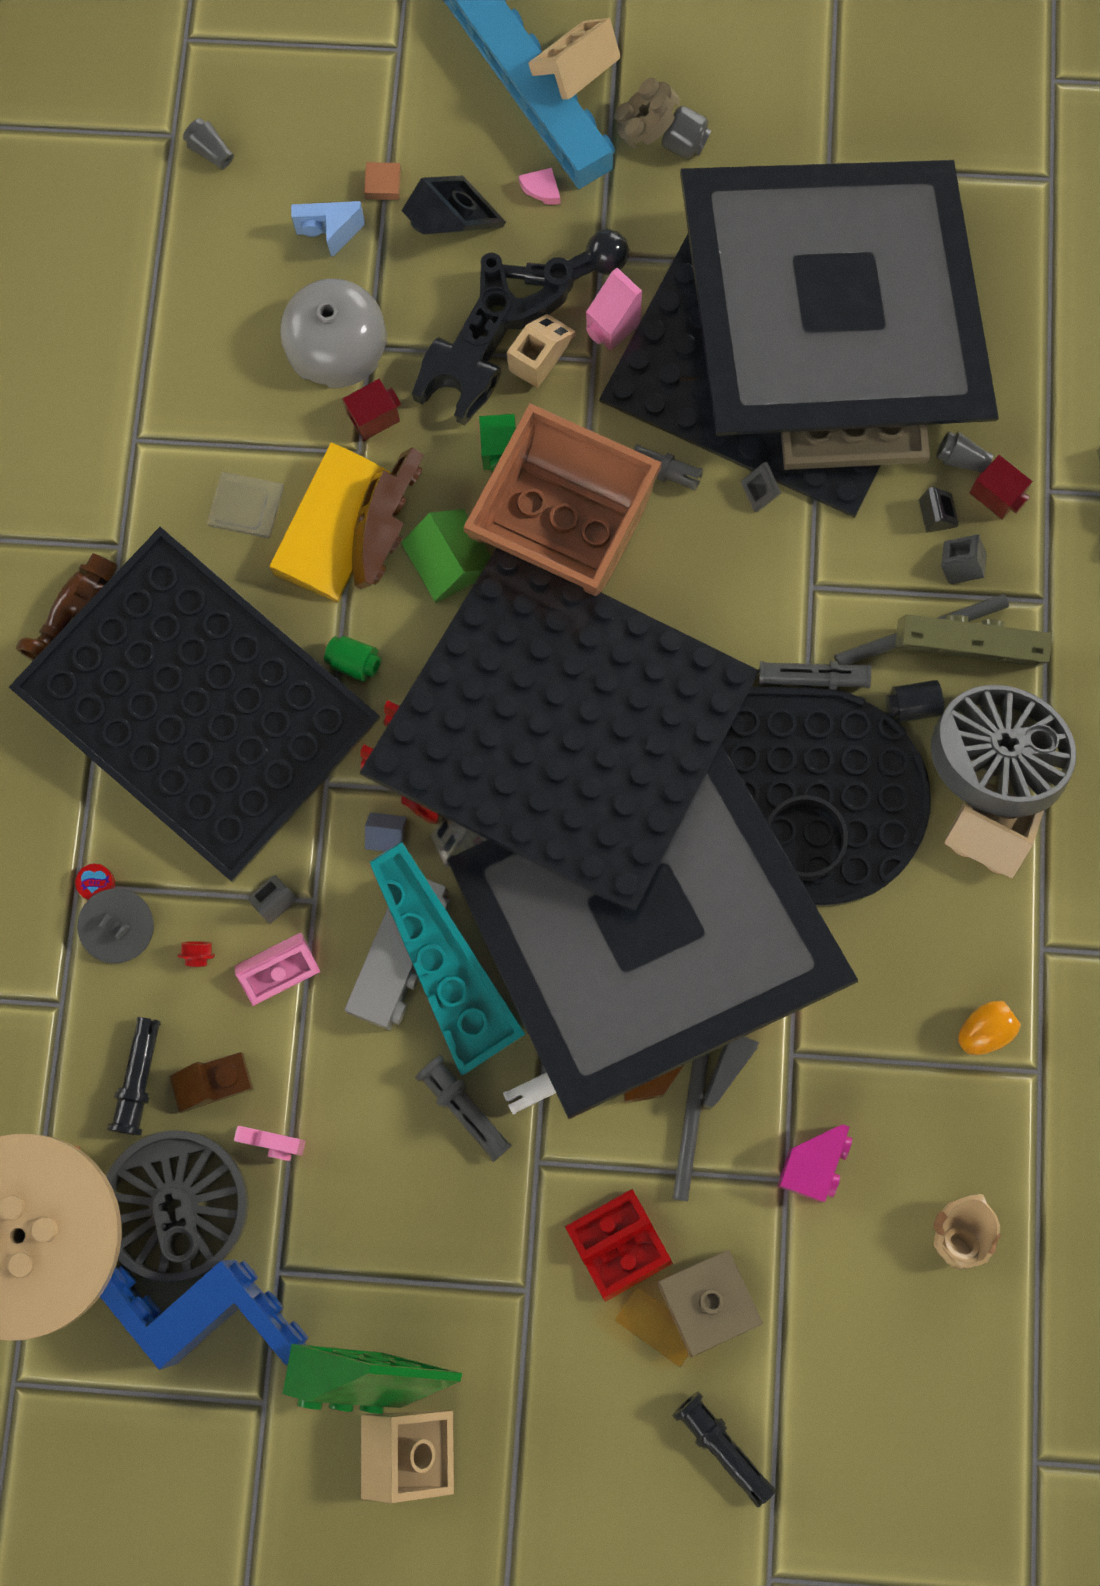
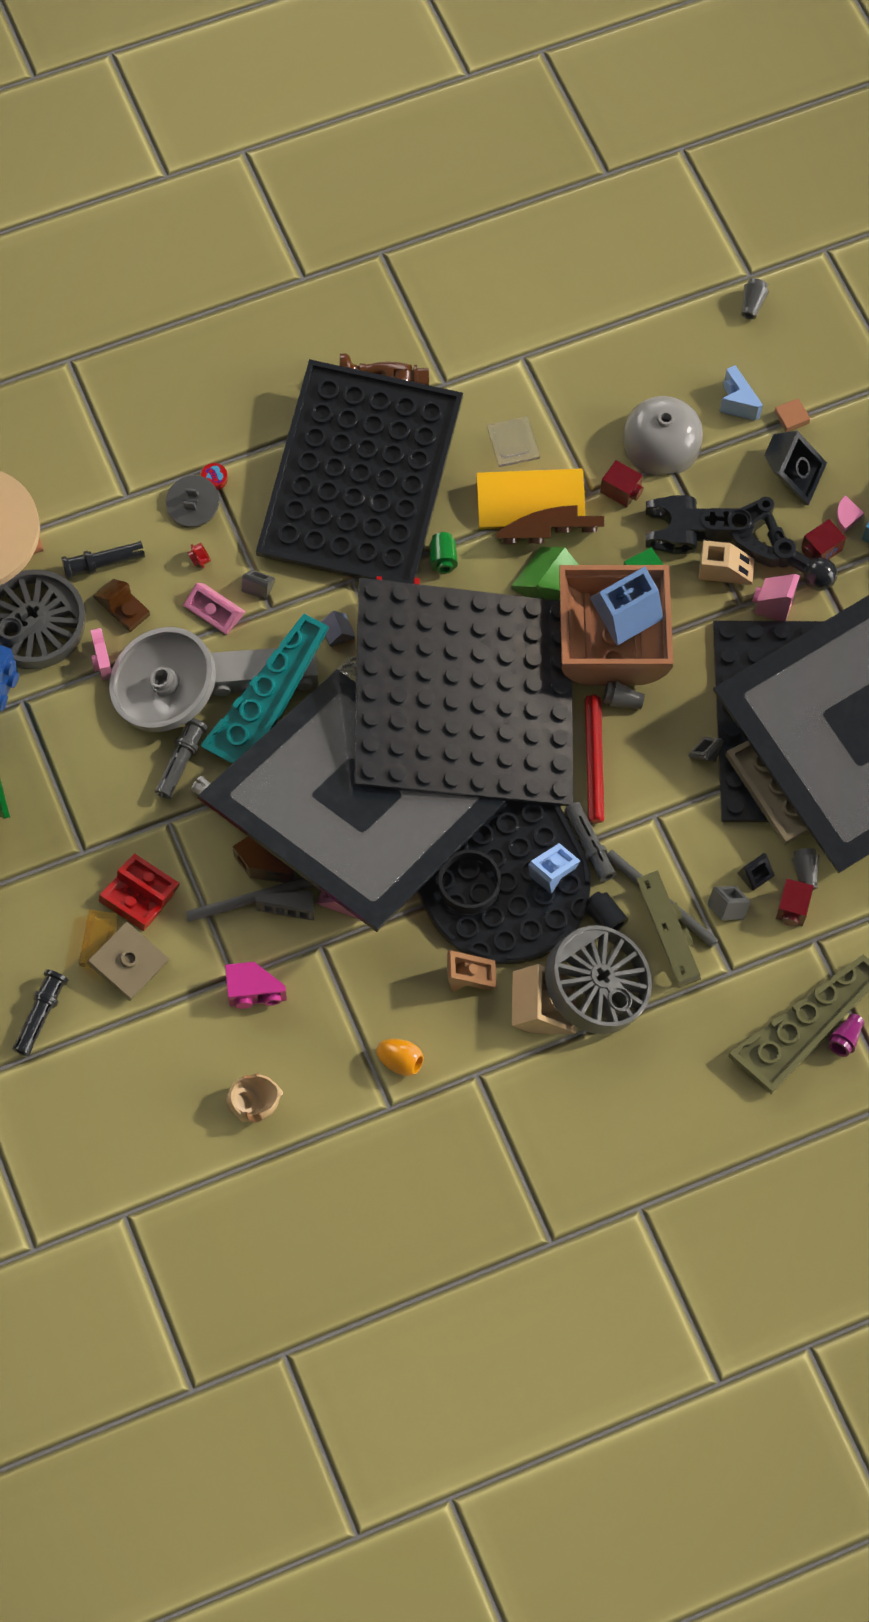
camera: 55 degrees right, 10 degrees down
(350, 1081) = (162, 679): none -> light grey dish
(562, 472) = (629, 605): none -> medium blue slope
(567, 228) = (823, 541): none -> dark red brick
(646, 548) = (621, 696): none -> dark grey cone
(673, 469) = (686, 682): dark grey pin -> none
(710, 617) = (594, 759): none -> red axle
(837, 730) = (552, 866): none -> light blue slope
(920, 893) = (470, 971): none -> medium nougat slope

